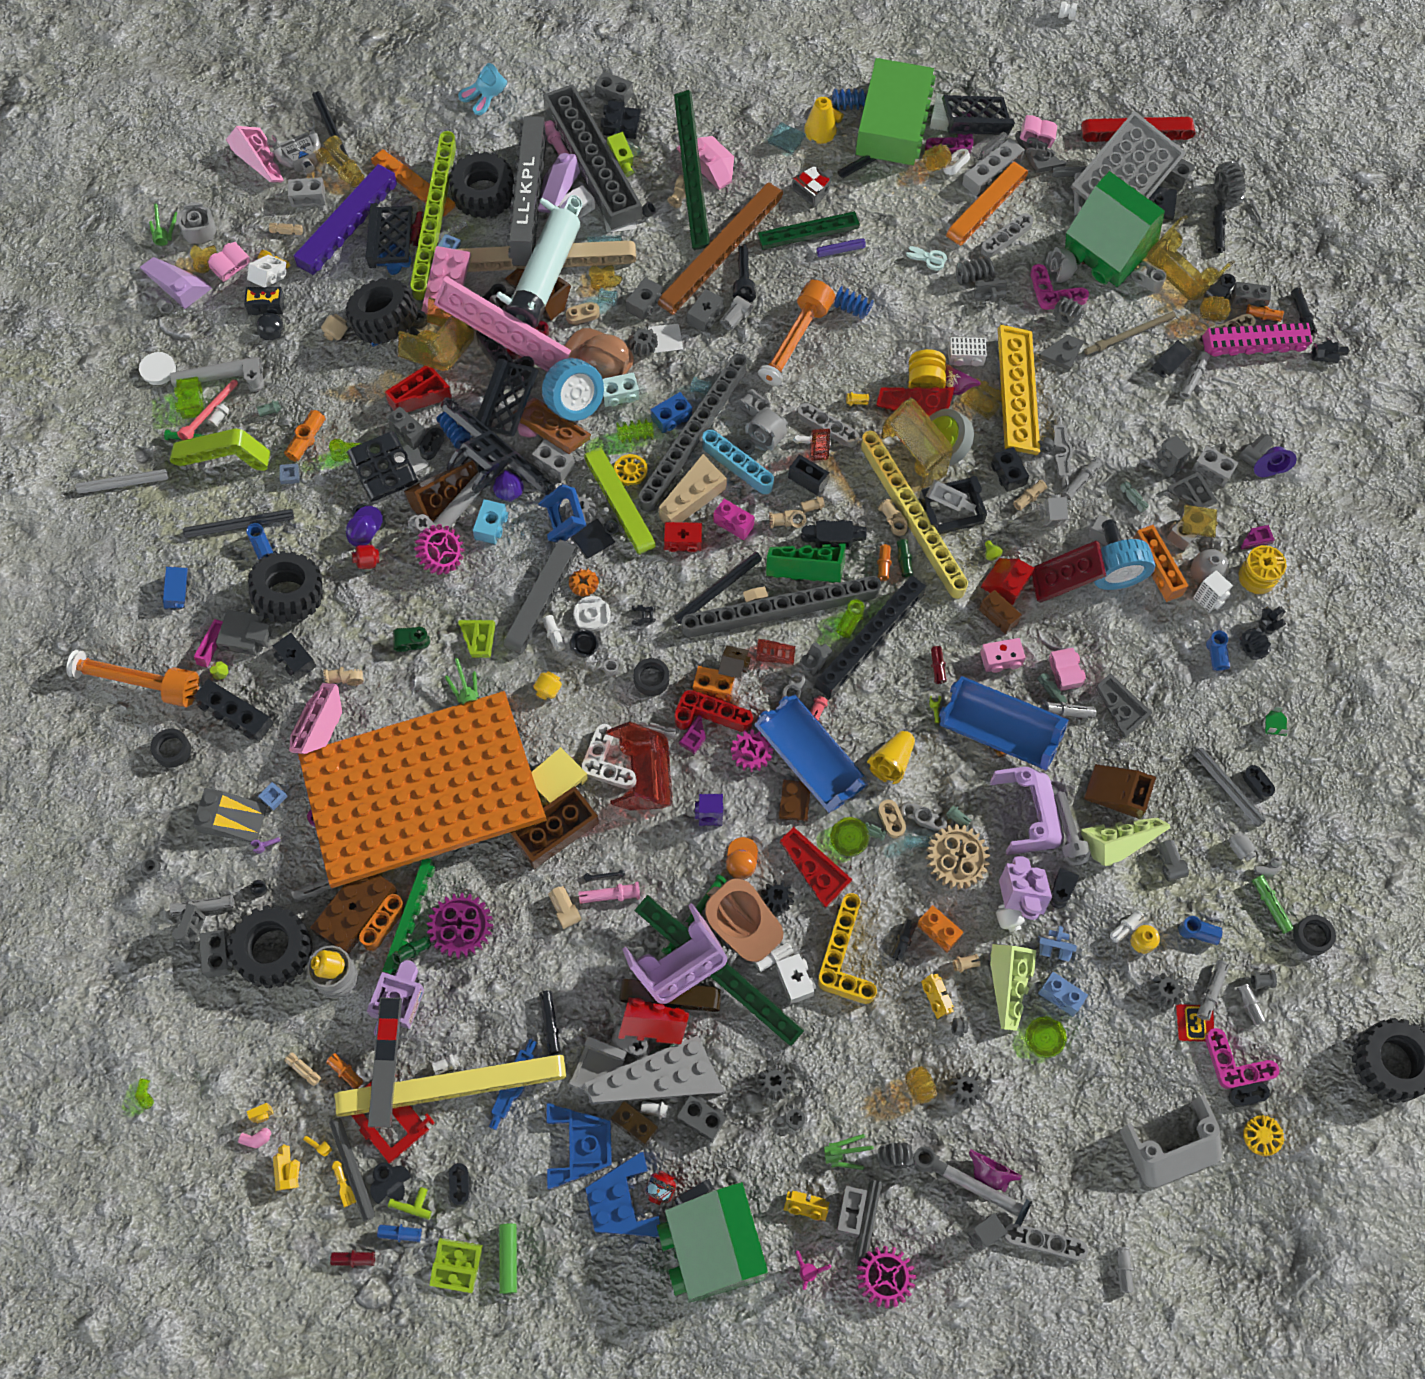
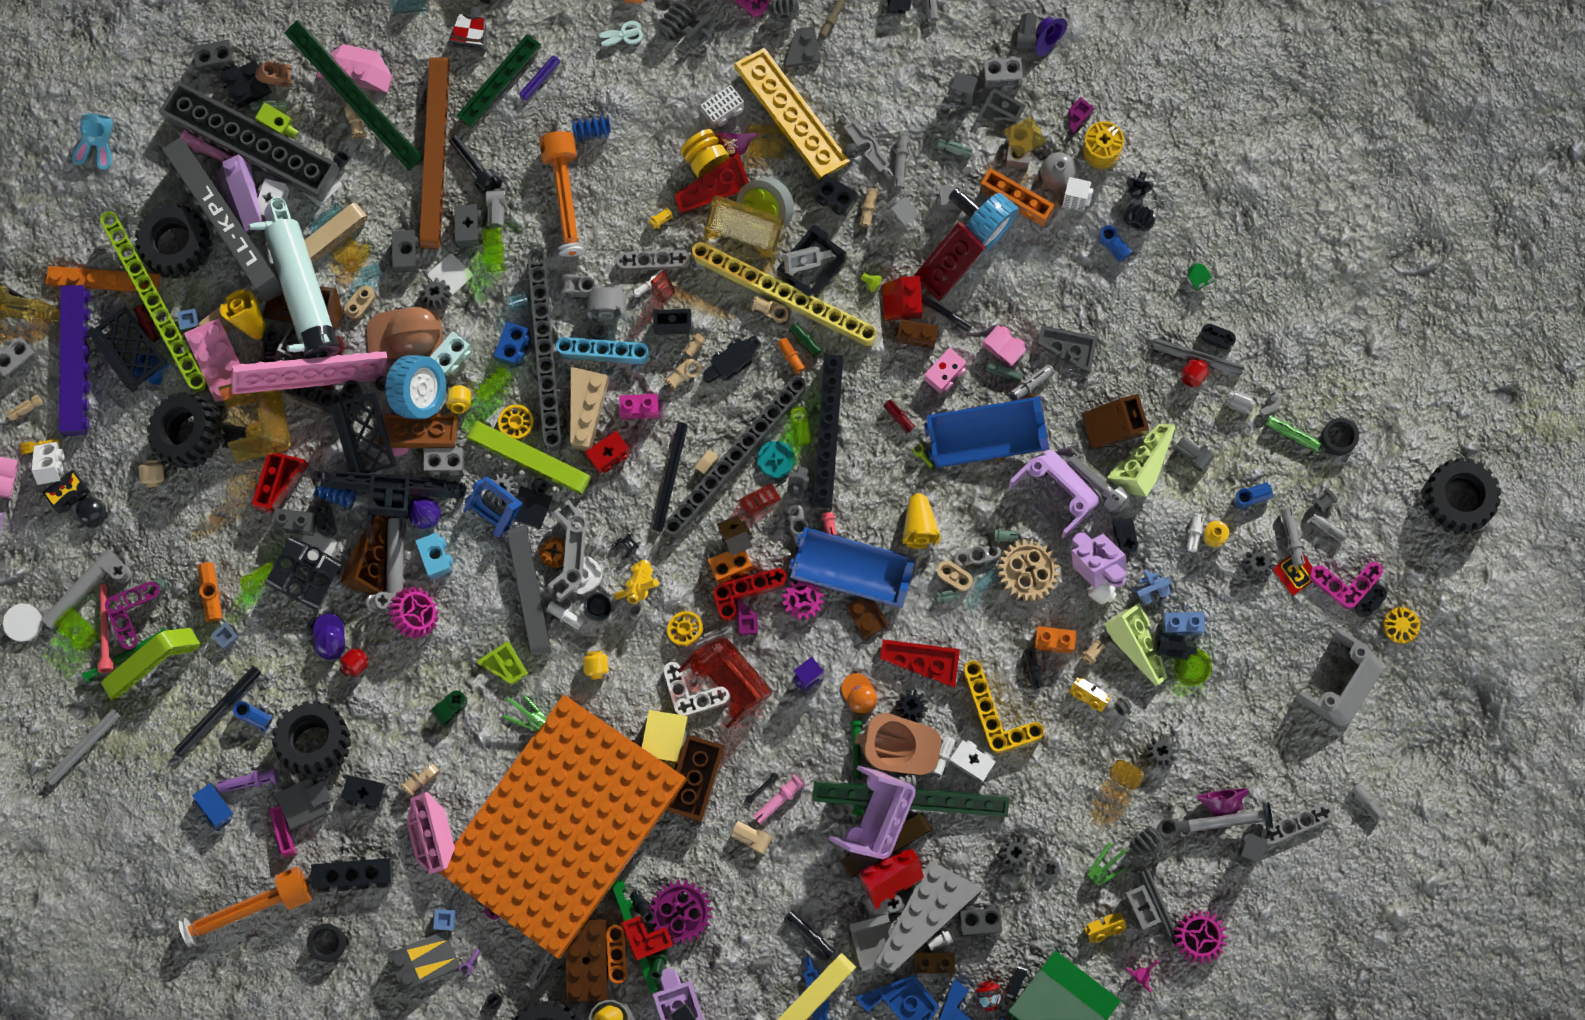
camera: 30 degrees left, 10 degrees up
(219, 670) = (310, 849): lime rock -> none
(223, 590) = (256, 779): none -> medium lavender pin
(230, 403) = (121, 611): none -> magenta beam
(408, 927) = (641, 942): none -> red plate
(431, 897) = (642, 906): none -> black pin
(490, 261) = (244, 313): none -> yellow cone
(595, 590) = (573, 551): none -> light grey piece
(600, 424) = (459, 399): none -> yellow head
(629, 645) = (638, 583): none -> yellow piece
(639, 707) = (685, 628): none -> yellow wheel
(646, 664) = (670, 581): black tyre -> none
(647, 125) = (278, 74): none -> nougat piece
(711, 339) = (494, 250): none -> clear neon green brick
(807, 563) = (730, 403): green wedge -> none
(812, 629) = (776, 459): none -> teal tile
(849, 836) = (932, 615): clear neon green tile -> none
(1036, 613) = (948, 314): none -> black bar
(1041, 1009) = (1174, 648): none -> black rock
(1218, 796) = (1194, 373): none -> red head

